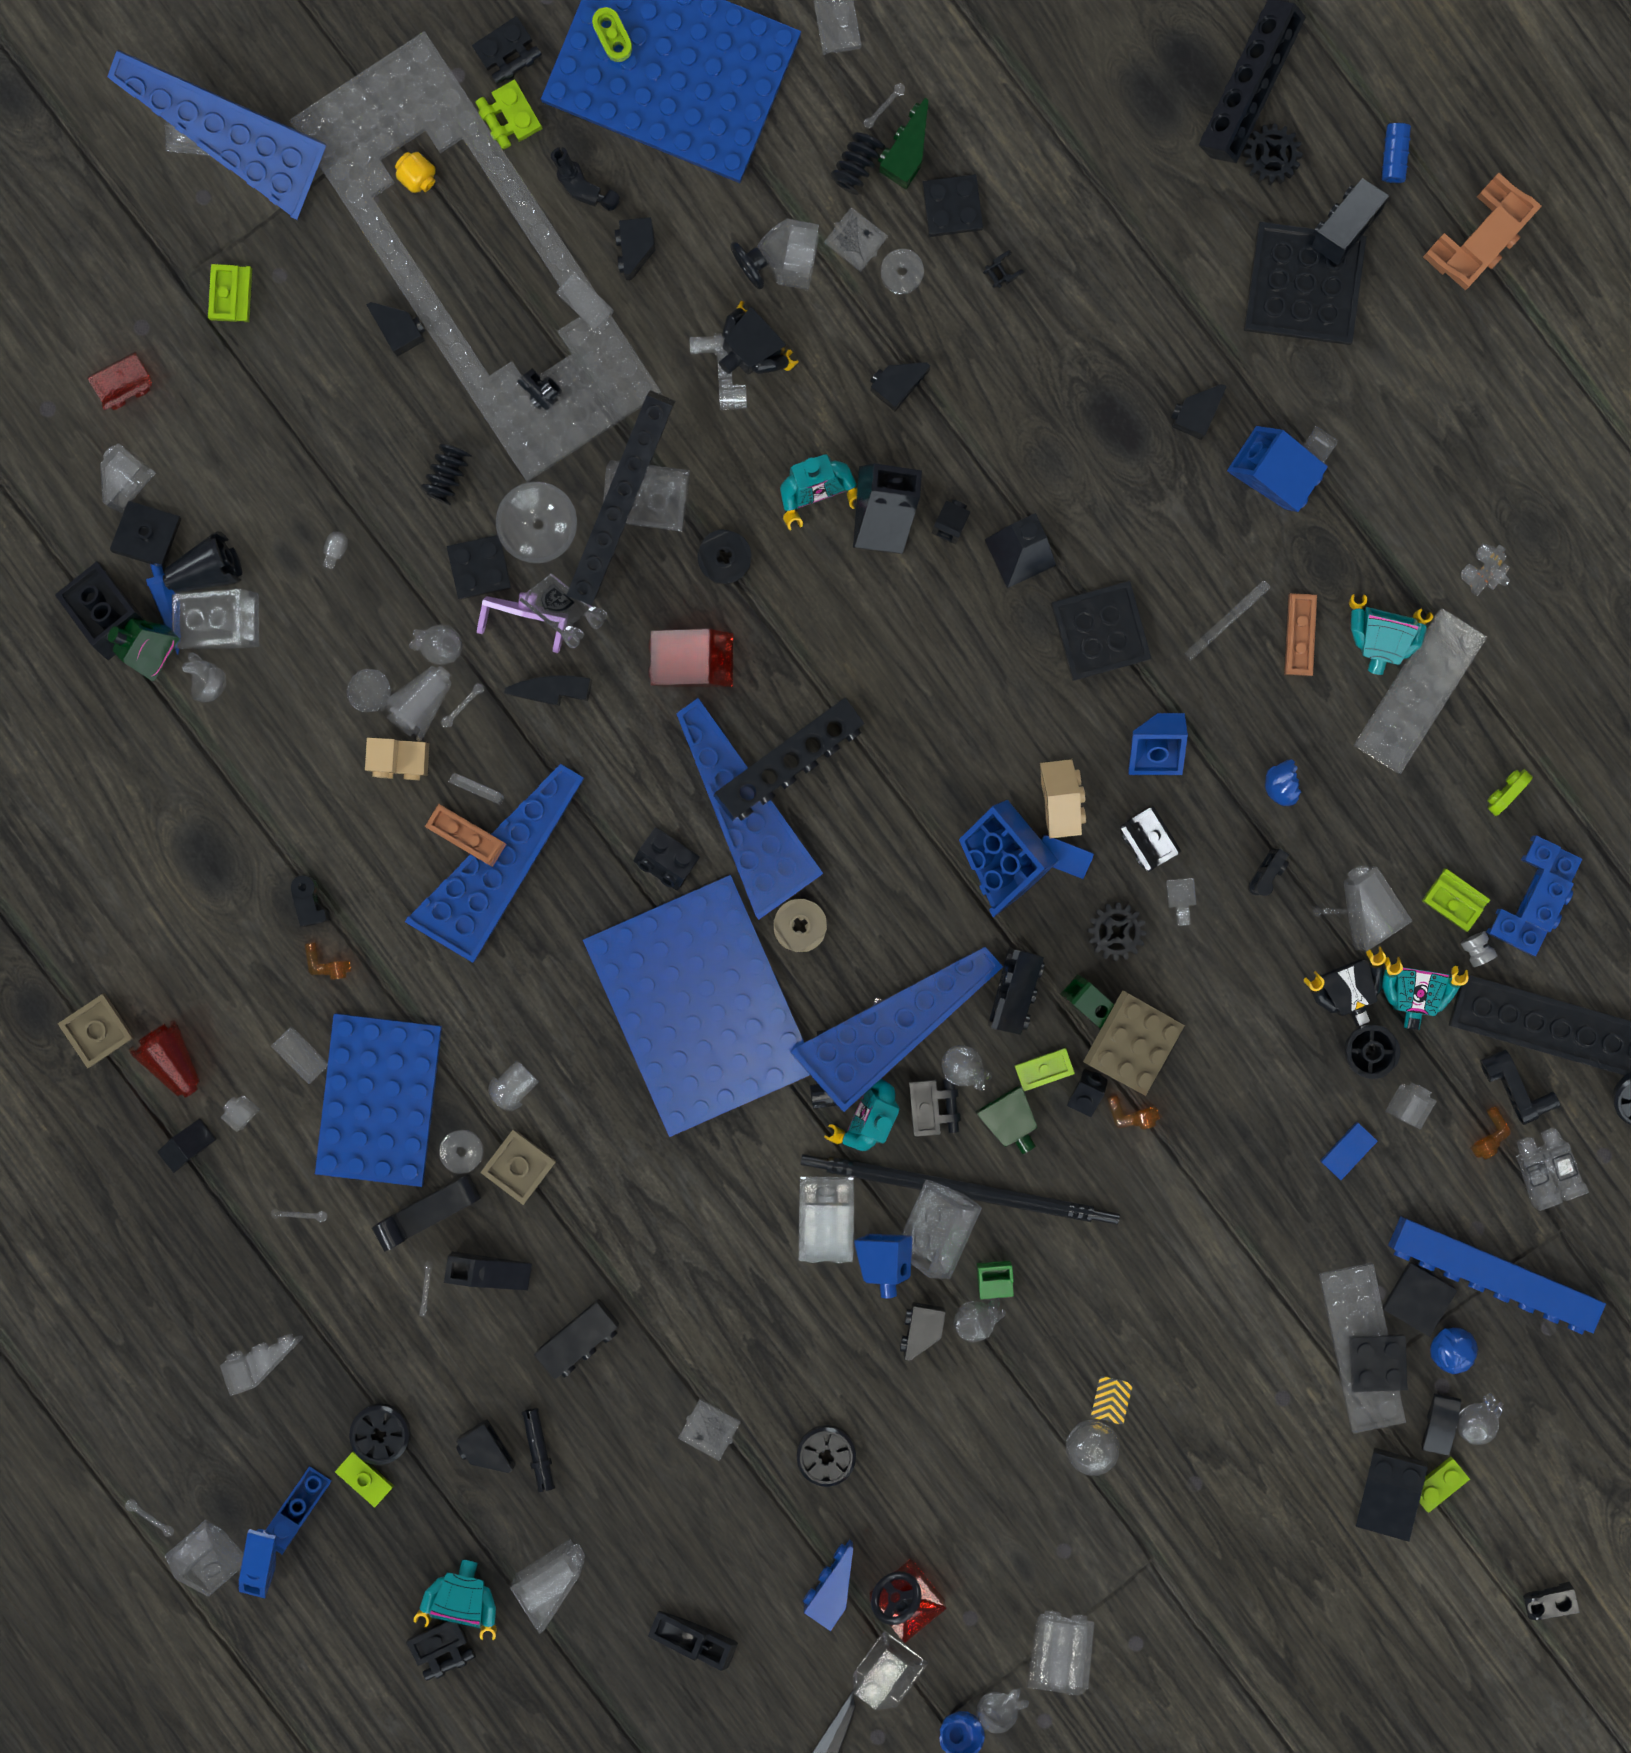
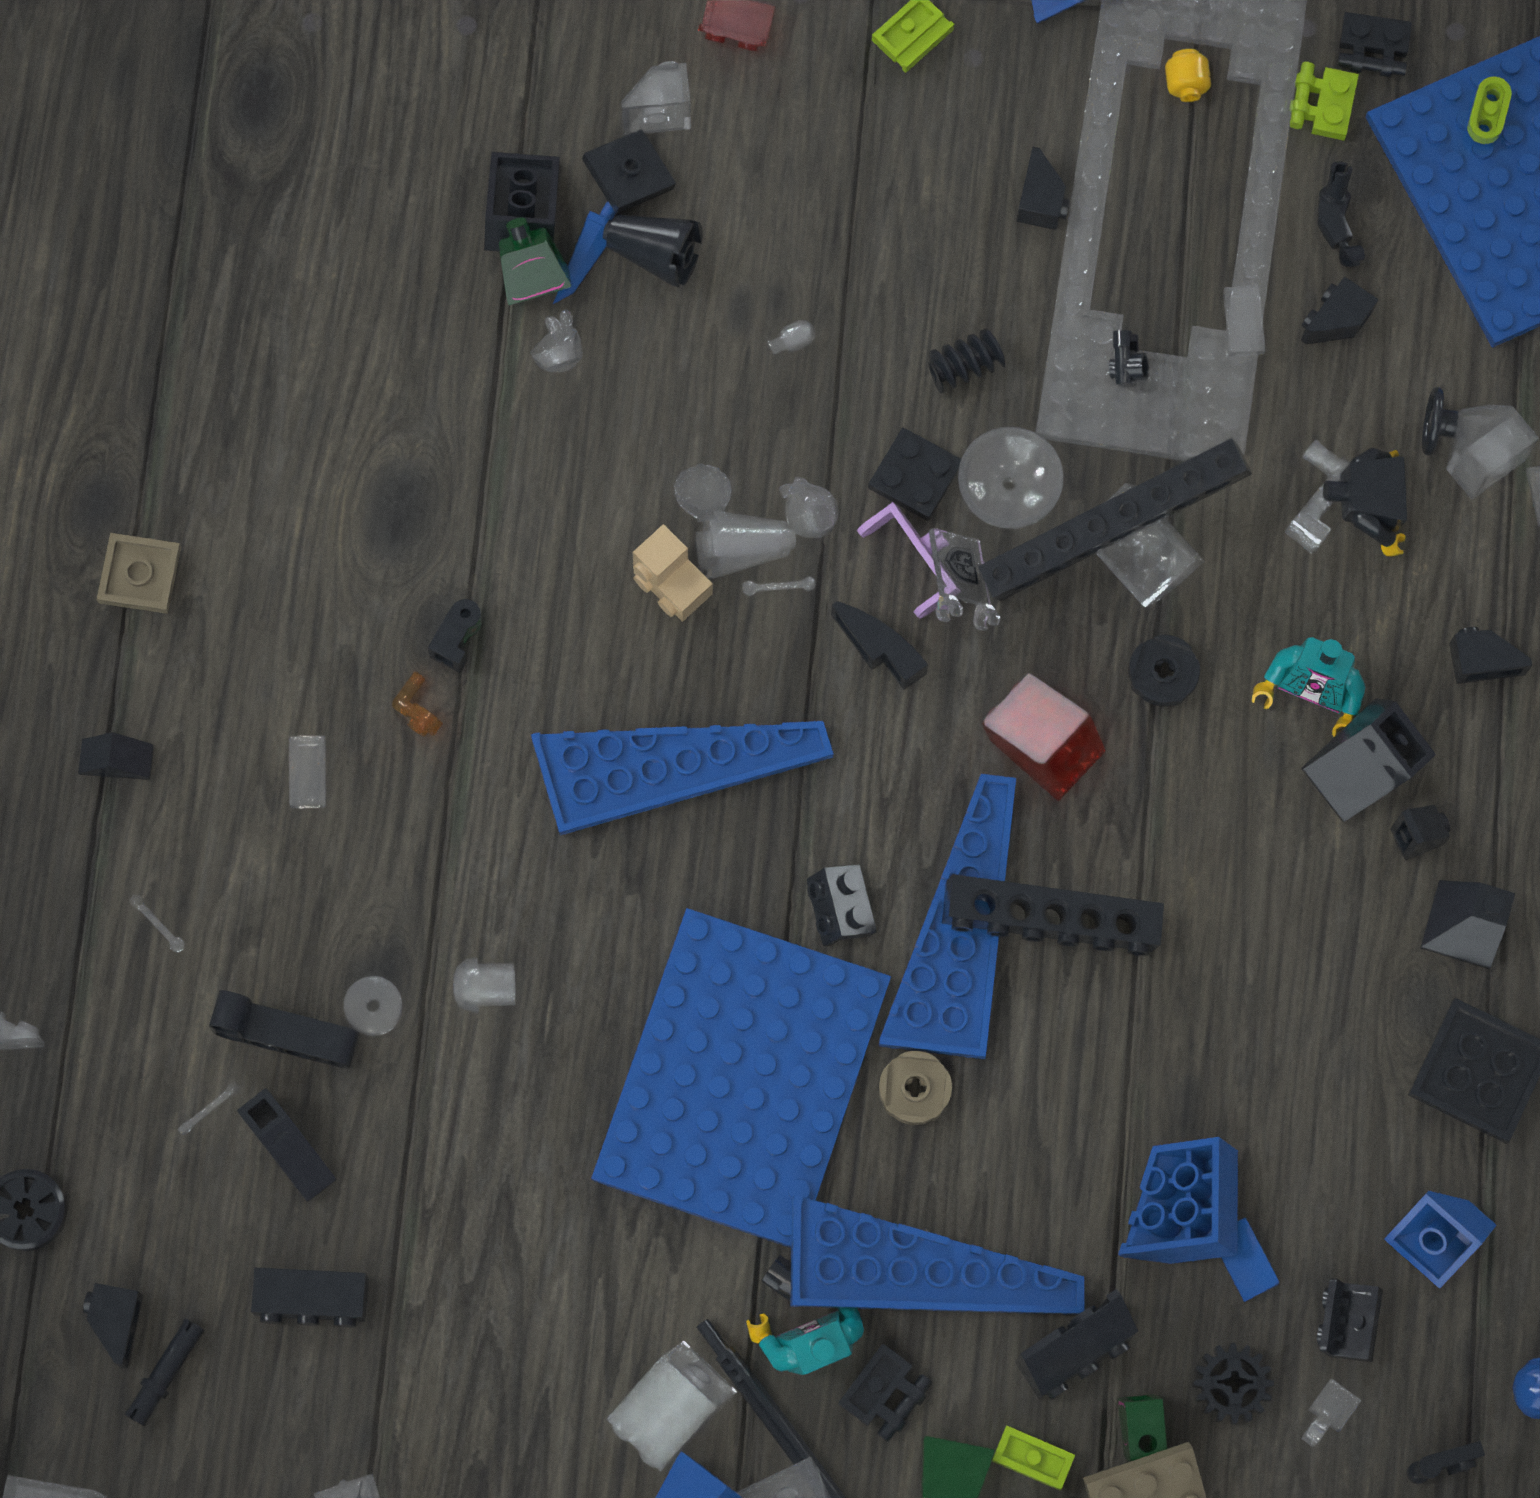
camera: 40 degrees right, 15 degrees down
(168, 1059) = (180, 659): clear red cone -> none
(216, 619) = (621, 302): clear slope -> none
(239, 1112) = (197, 771): clear plate -> none
(378, 1100) = (341, 883): blue plate -> none
(465, 835) = (667, 706): nougat tile -> none
(477, 788) = (719, 673): clear tile -> none
(518, 1166) = (415, 1070): dark tan plate -> none
(964, 1067) = (953, 1379): clear piece -> none
(1062, 798) = (1299, 1192): tan brick -> none

